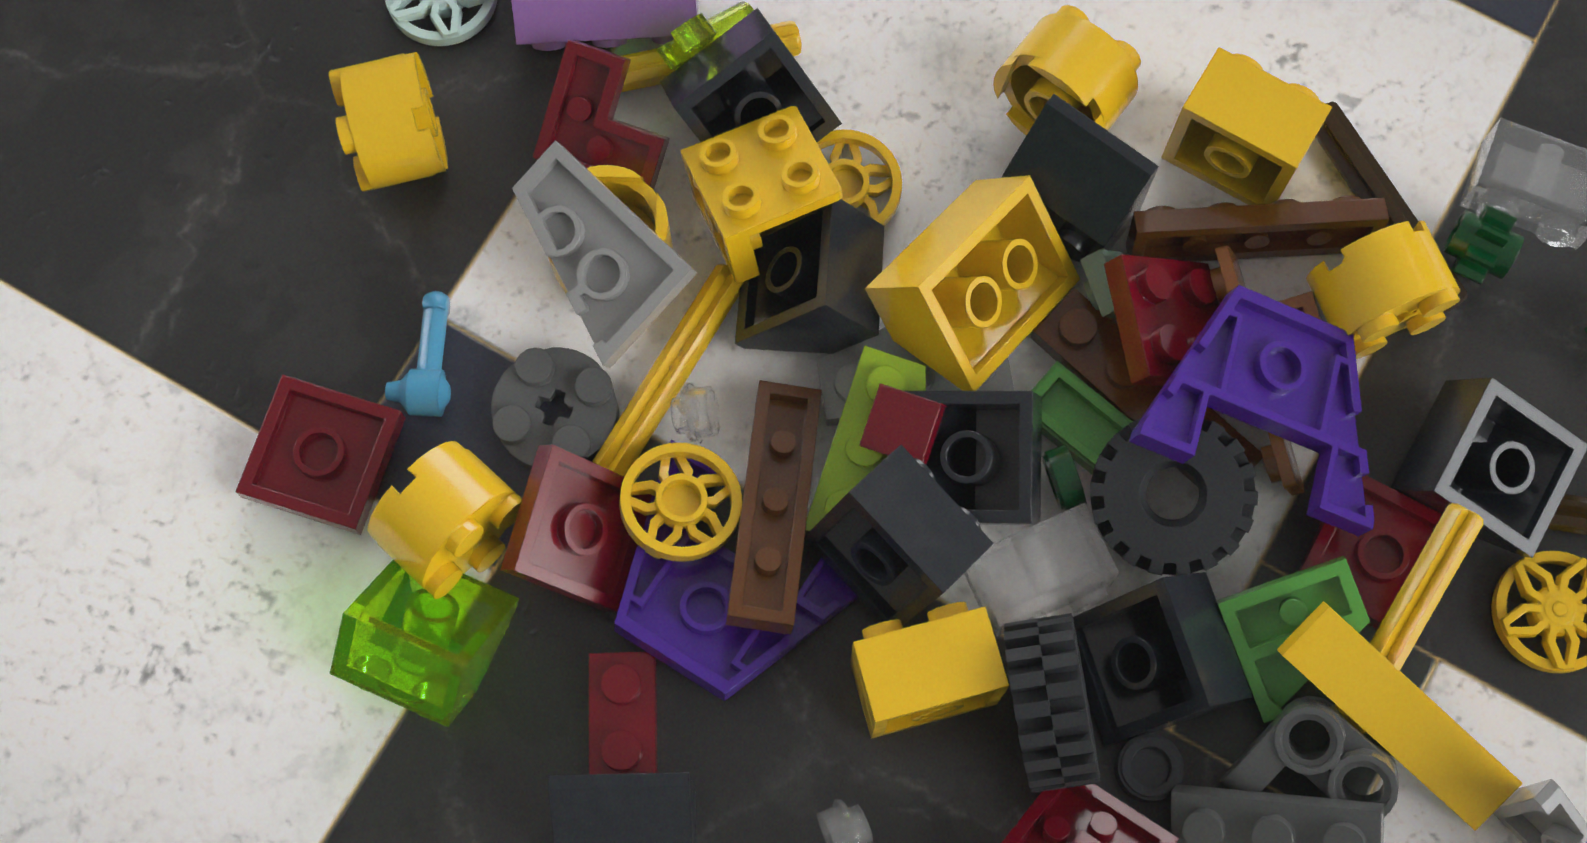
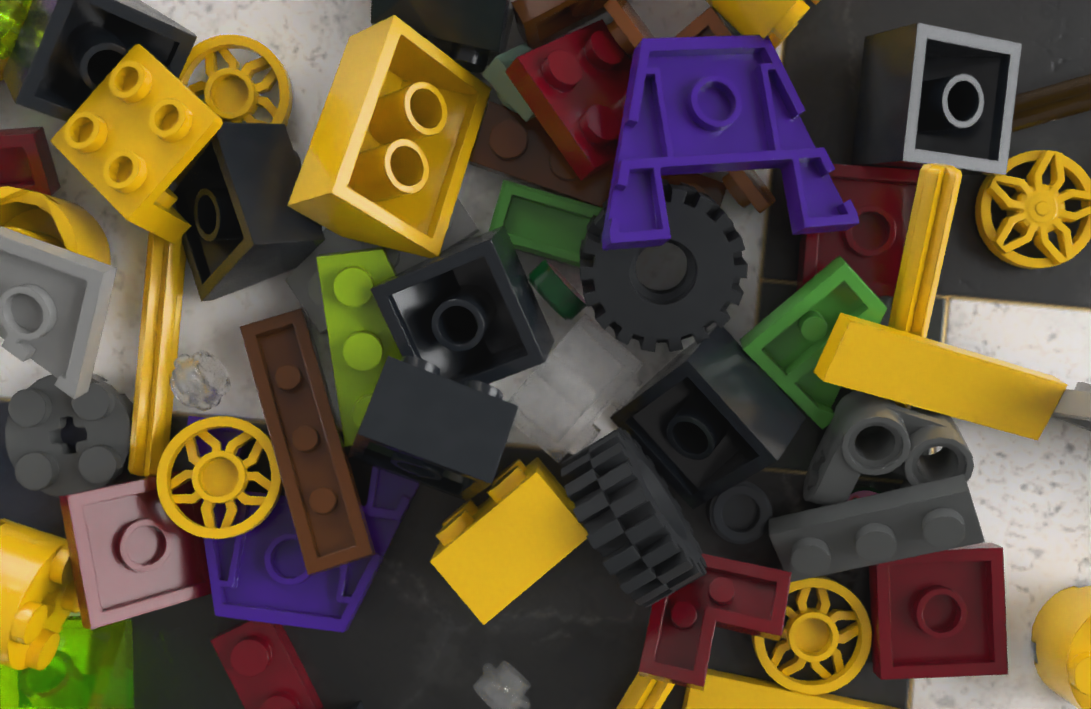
camera: 25 degrees left, 15 degrees up
(902, 420) = (384, 323): dark red tile -> none

